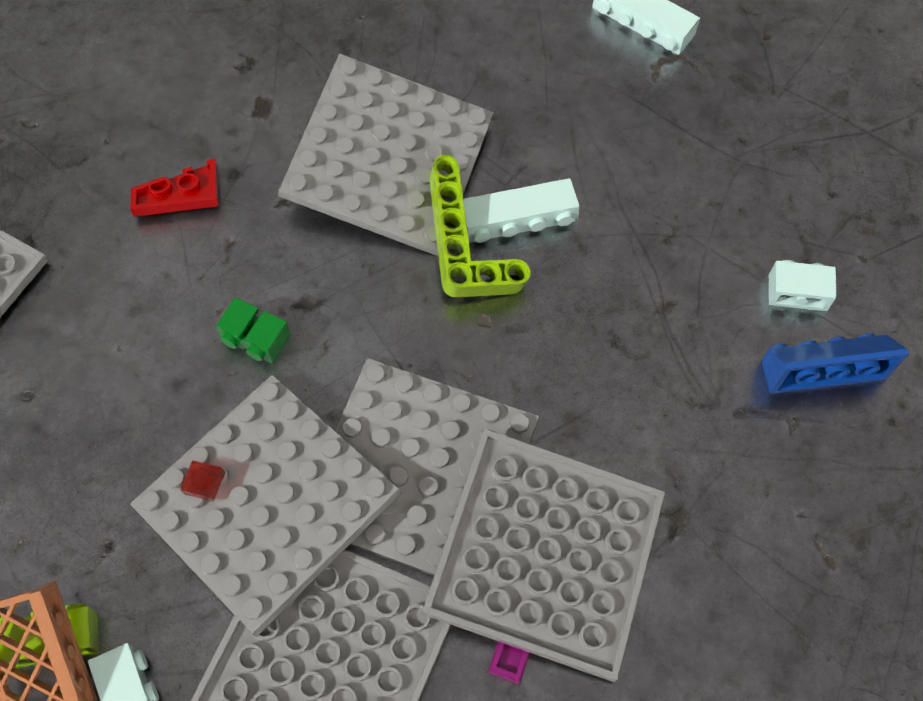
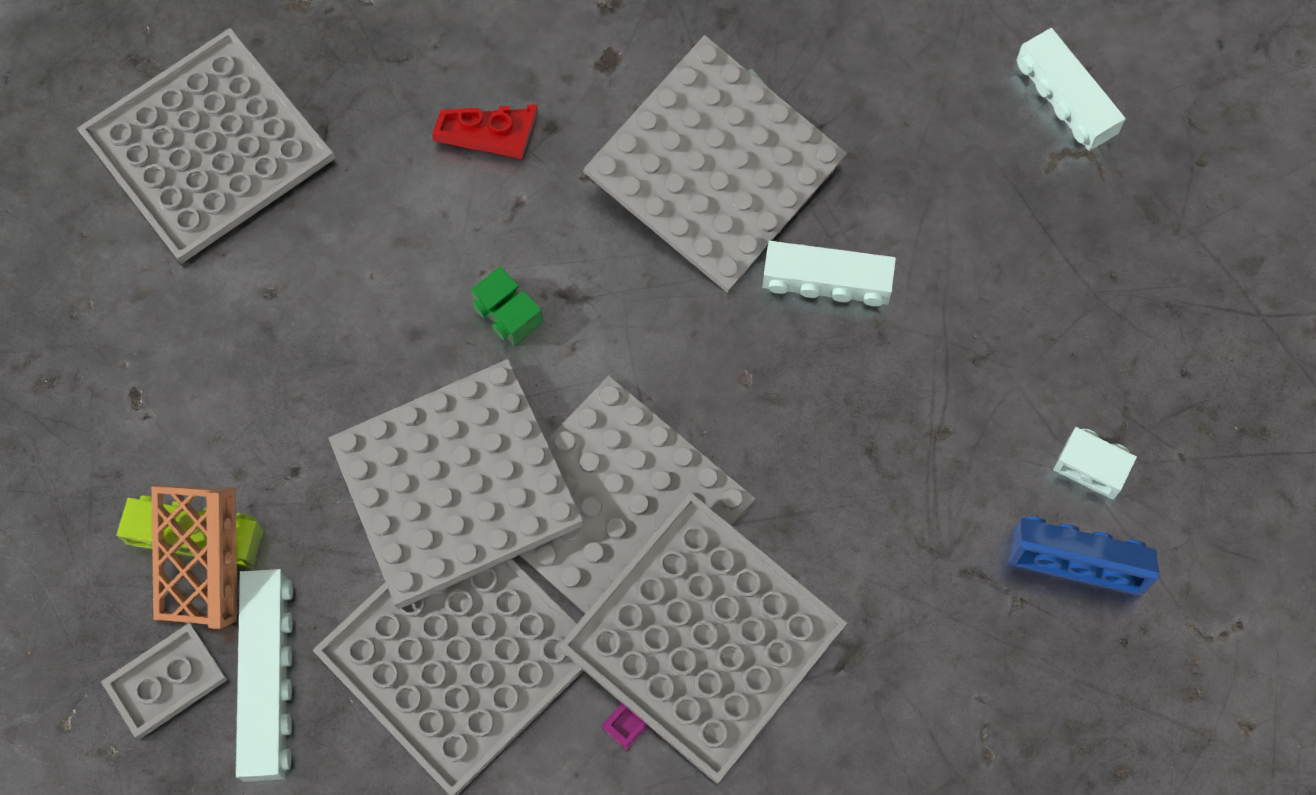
camera: 25 degrees right, 5 degrees up
(202, 481) = (402, 442): clear red plate -> none
(457, 239) = (747, 283): lime beam -> none

